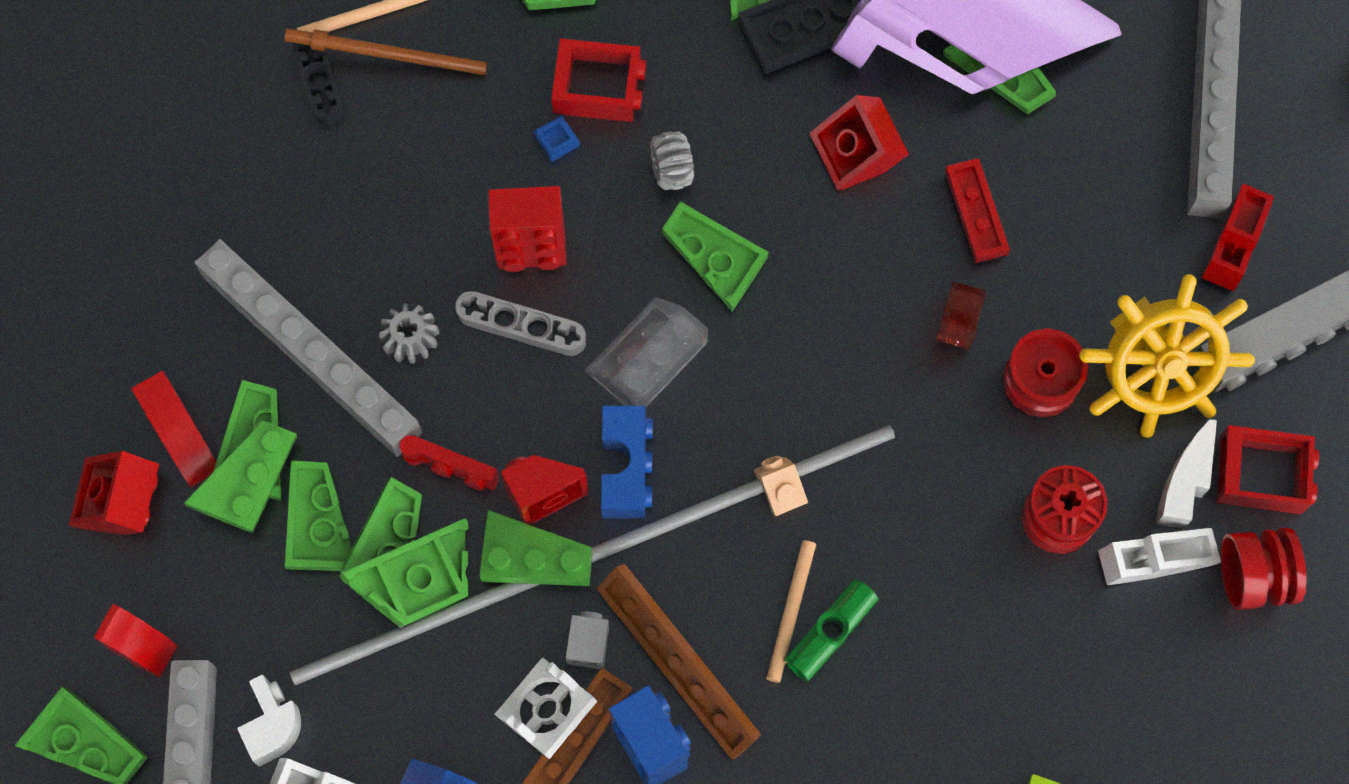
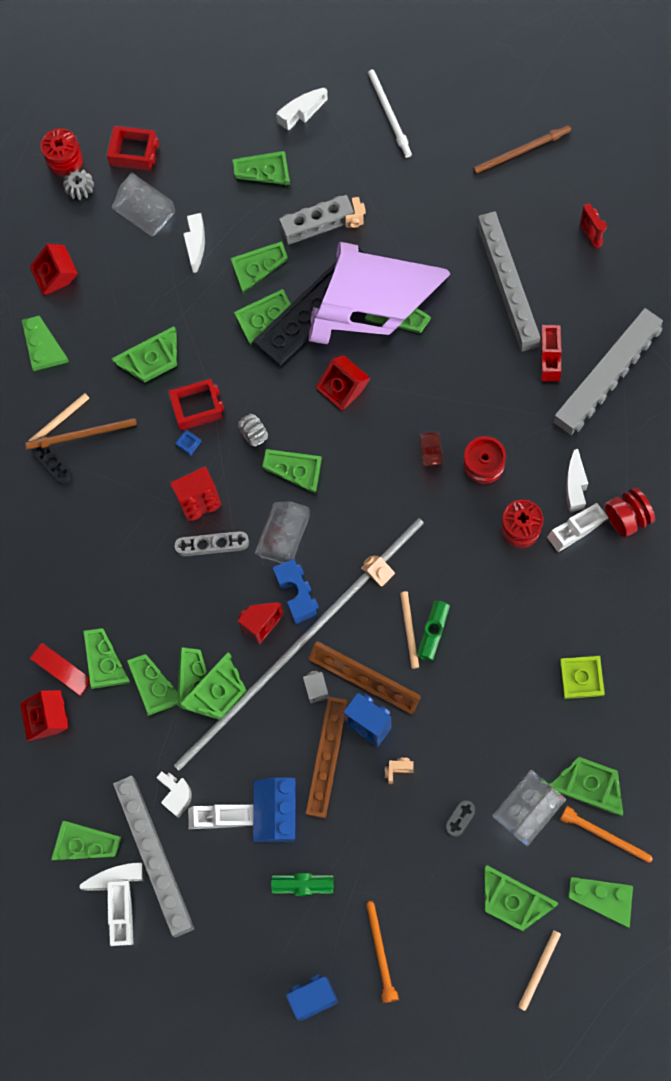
camera: 15 degrees left, 0 degrees up
(135, 641) = (91, 781): red slope -> none
(246, 478) = (108, 680): bright green wing -> none
(307, 347) = (109, 600): light grey brick -> none
(395, 328) = (154, 579): light grey gear -> none
(448, 463) = (206, 628): red plate -> none
(531, 555) = (267, 657): bright green wing -> none
(550, 741) = (319, 743): white piece -> none
(977, 210) = (416, 392): red plate -> none
(1165, 355) = (539, 427): yellow piece -> none
(1229, 469) = (593, 469): red window -> none

